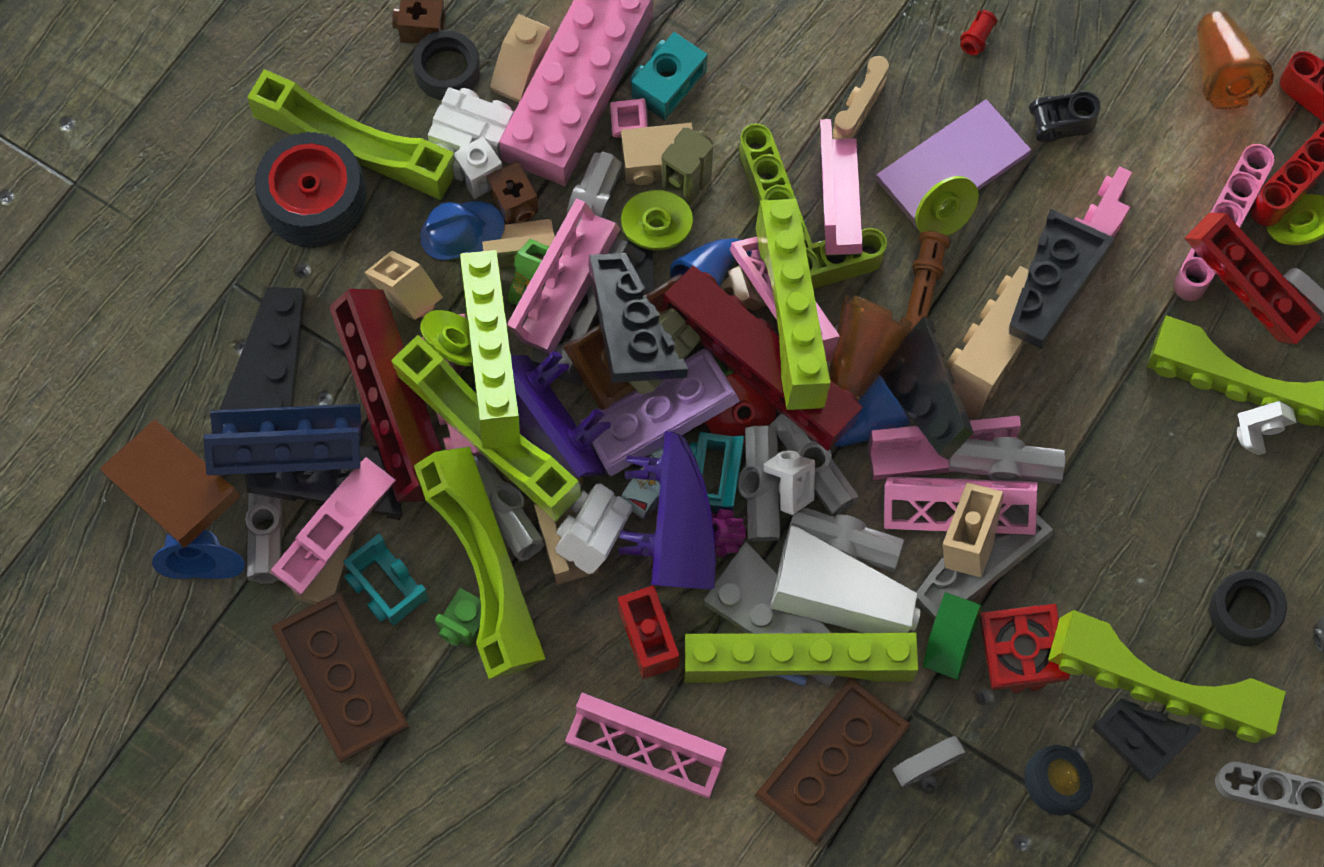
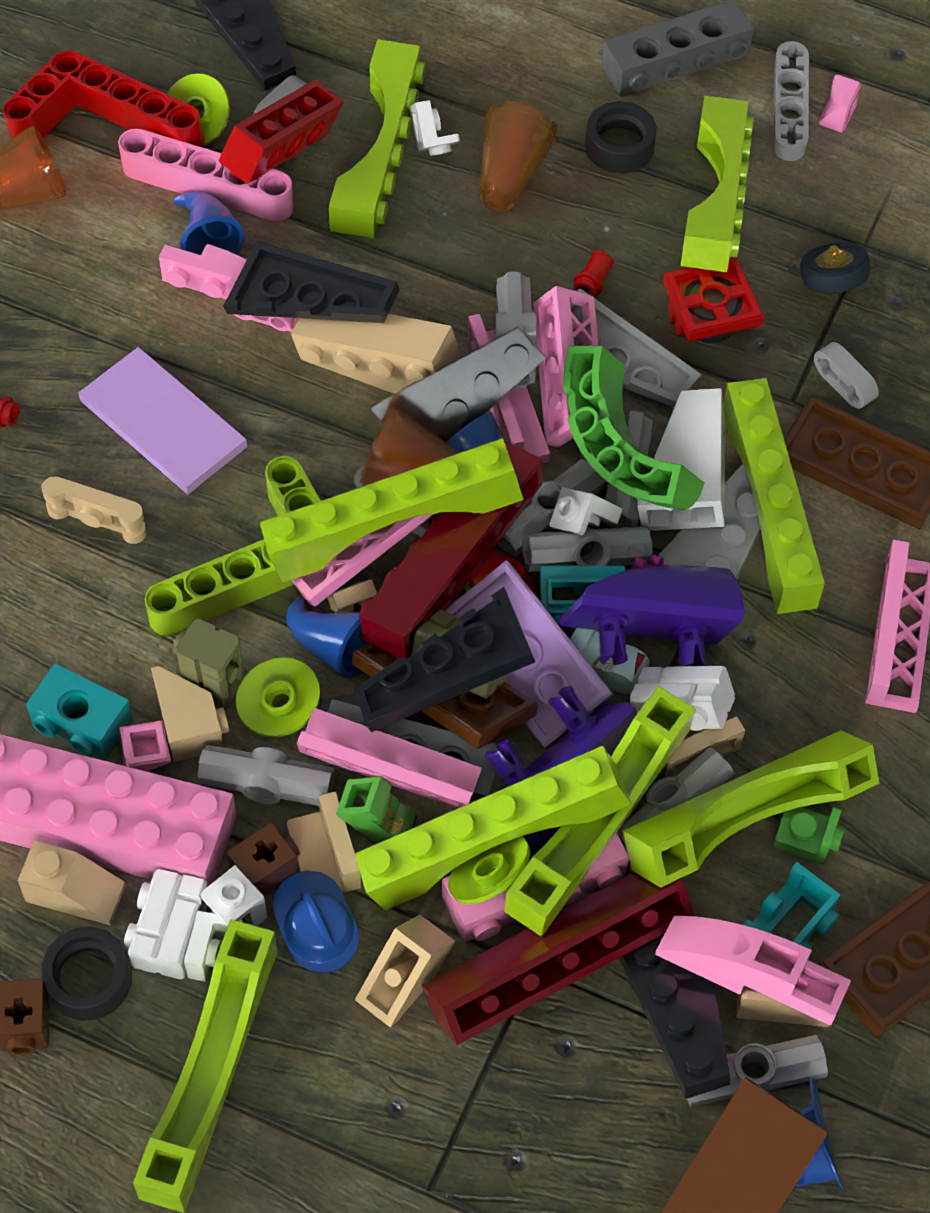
camera: 100 degrees left, 10 degrees down
(271, 353) = (548, 1117): black wing -> none
(283, 439) = (689, 1041): dark blue fence -> none
(310, 189) = (262, 1095): wheel -> none
(648, 632) = (784, 632): red brick -> none
(840, 193) = (222, 509): bright pink fence -> none
(857, 513) = (600, 430): none -> bright green brick
(927, 270) = (299, 428): dark orange pin -> none
(947, 206) = (222, 411): lime dish -> none
(951, 636) = (713, 358): green slope -> none
(972, 530) = (621, 335): tan slope -> none
(1057, 115) = (94, 320): black piece -> none
(1076, 551) = (594, 273): none -> red pin
(1144, 737) = (771, 208): black wing -> none
(1159, 218) = (209, 224): none -> blue hat
(1221, 492) = (512, 151): none -> clear orange cone
(1277, 843) = (840, 104): none -> bright pink slope

